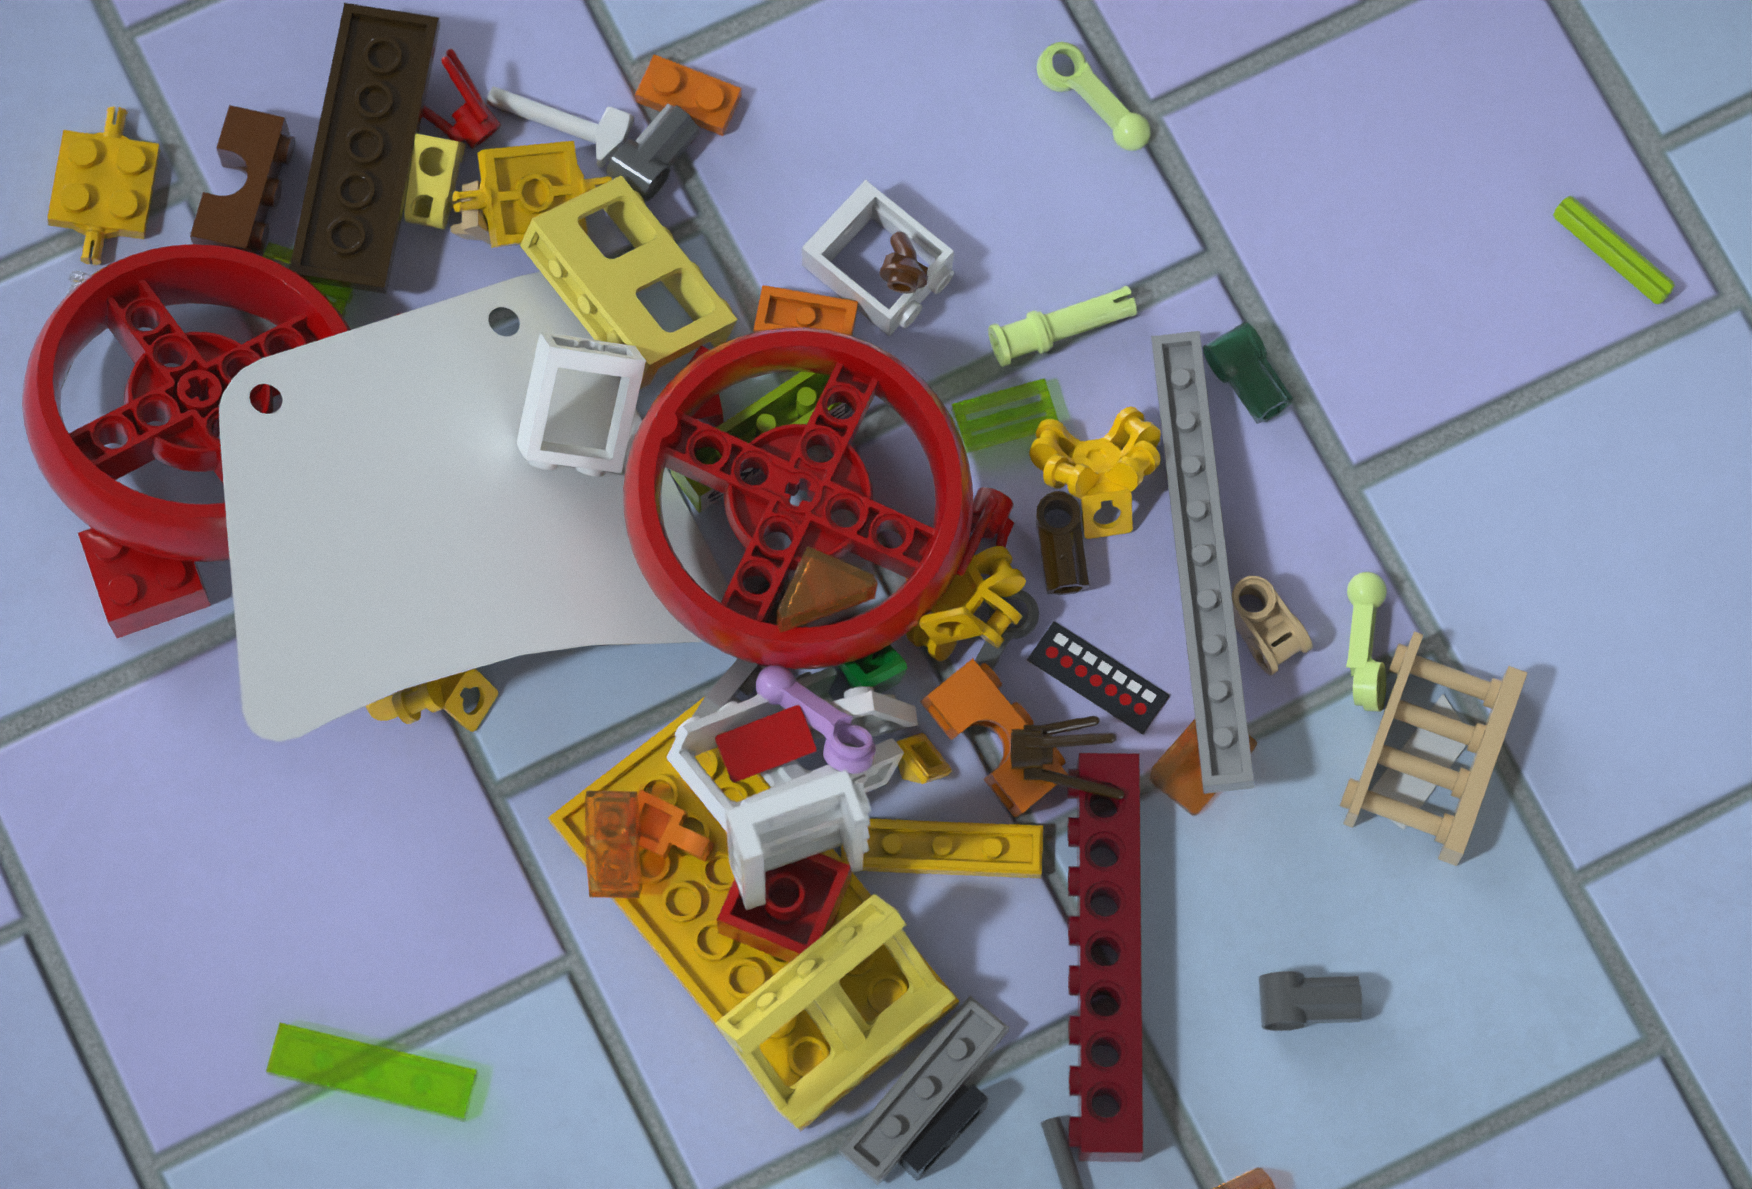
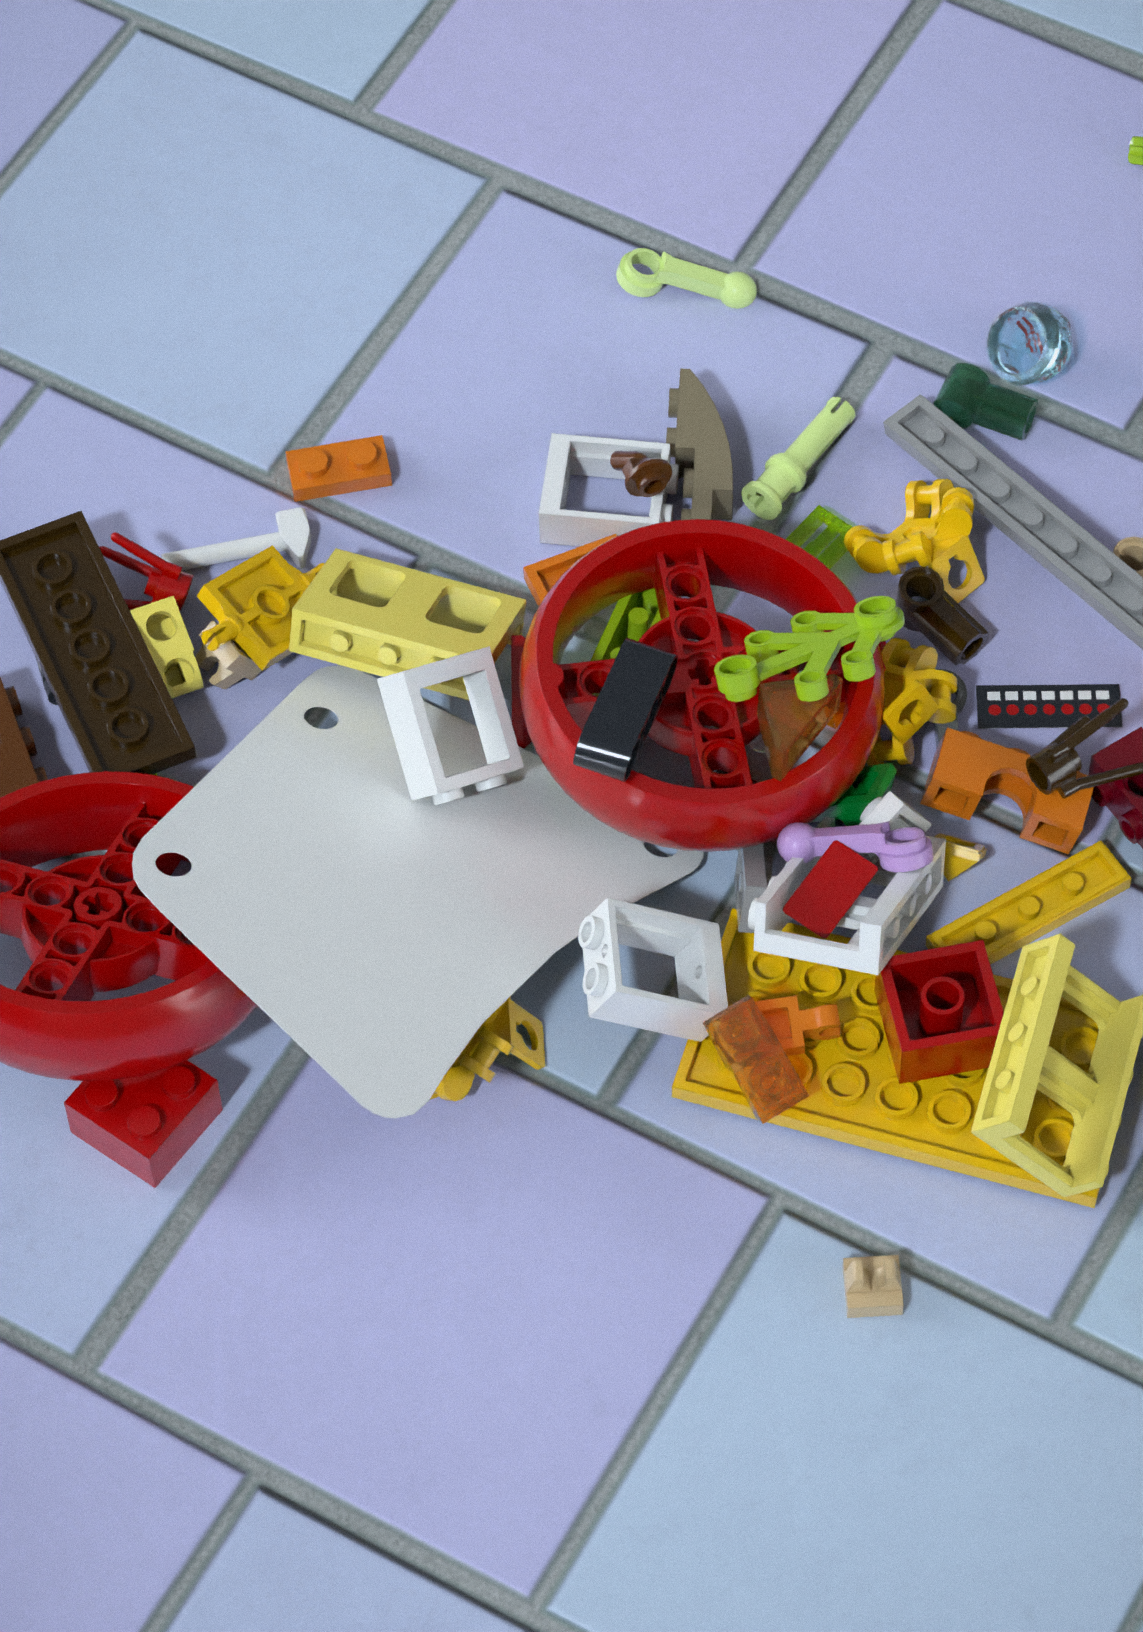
camera: 30 degrees left, 15 degrees down
(372, 1072) = (676, 1398): clear neon green tile -> none
(584, 1081) = (872, 1286): none -> tan tile
(626, 743) = (697, 963): none -> white window
(648, 159) = (345, 517): dark grey piece -> none
(693, 496) = (625, 710): none -> black beam
(795, 827) = (927, 916): white window -> none
(932, 545) = (872, 622): none -> lime plant
(984, 266) = (700, 450): none -> dark tan slope
(1328, 341) = (1030, 342): none -> clear light blue helmet

